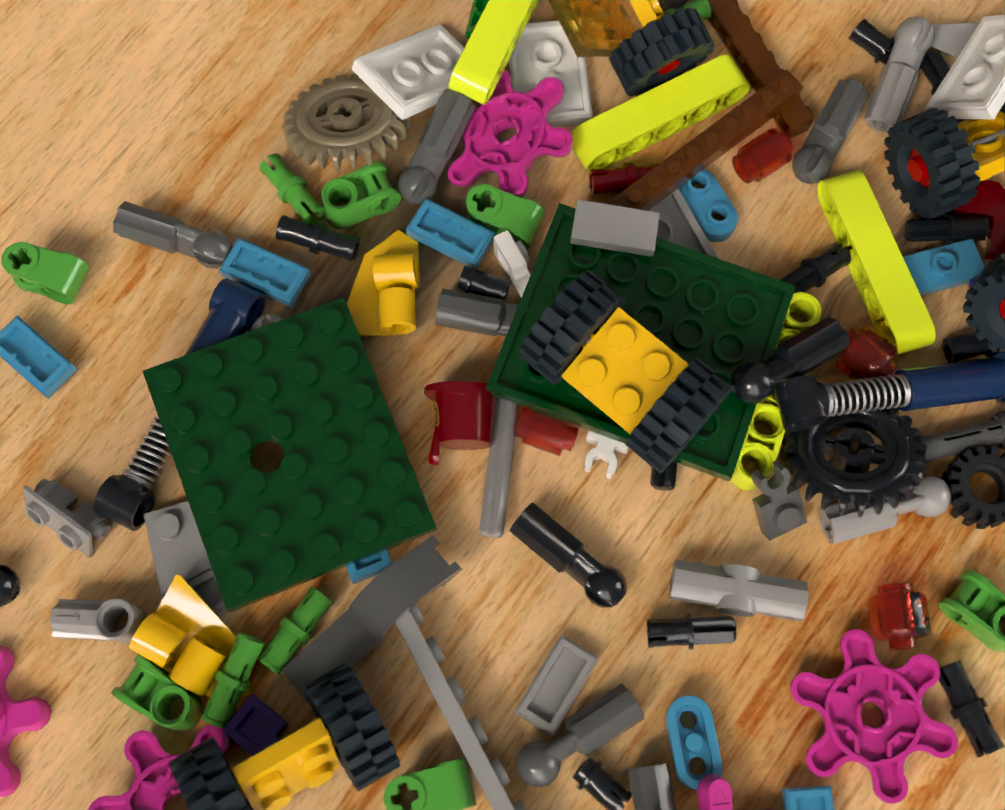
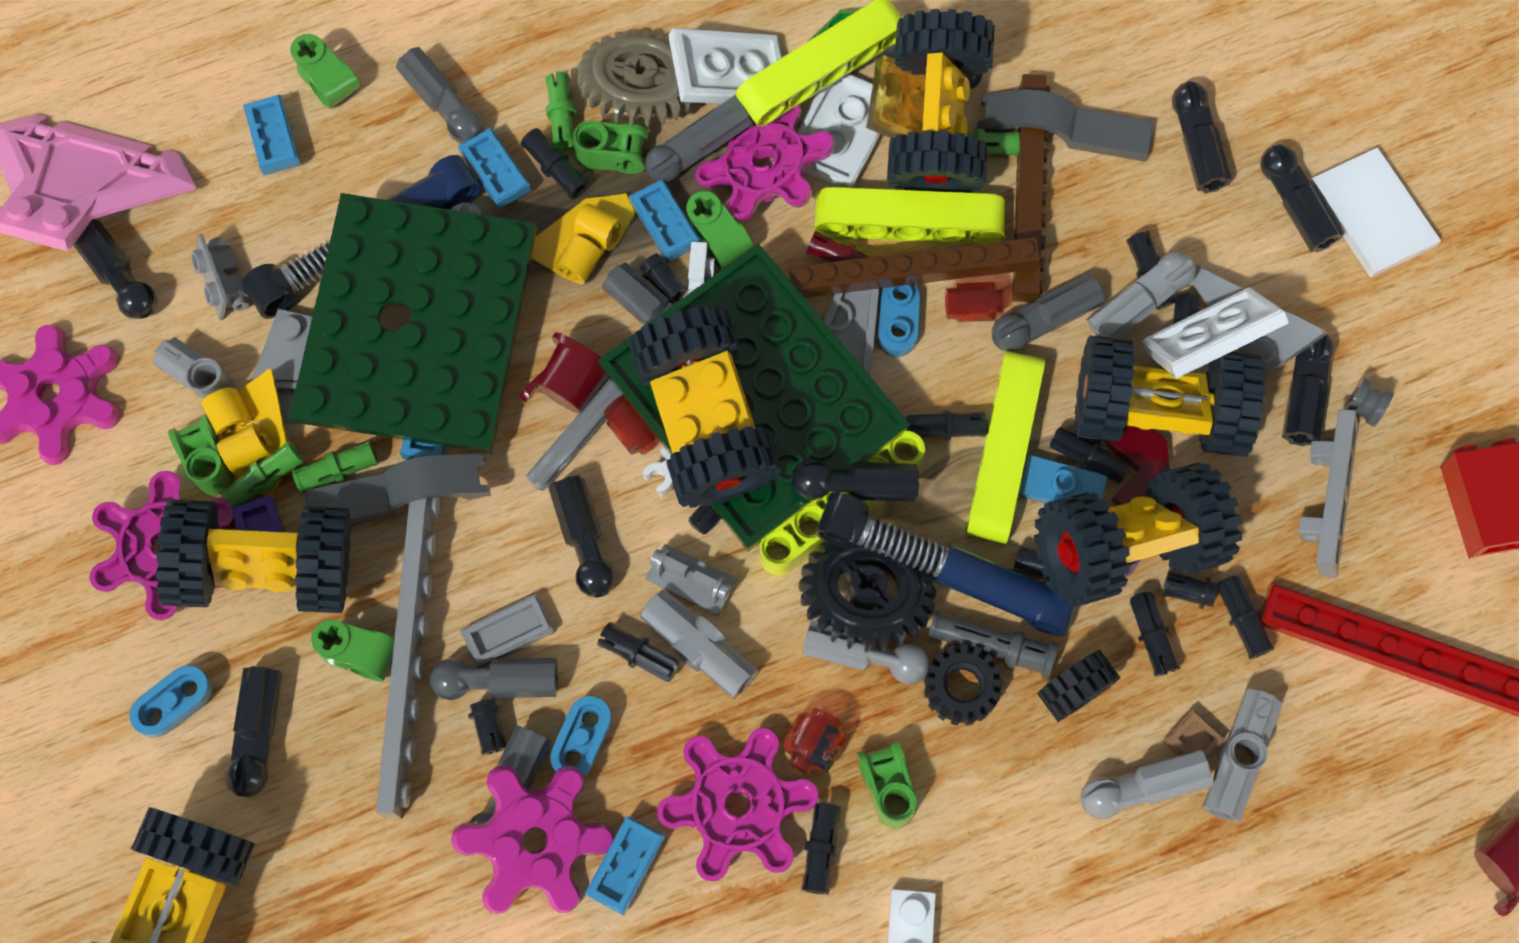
camera: 30 degrees right, 0 degrees up
(615, 228) = (787, 289): light grey tile -> none
(689, 536) = (690, 578): none -> light grey hinge
(780, 505) = (777, 594): dark grey plate -> none
(868, 355) = (938, 517): clear red head -> none

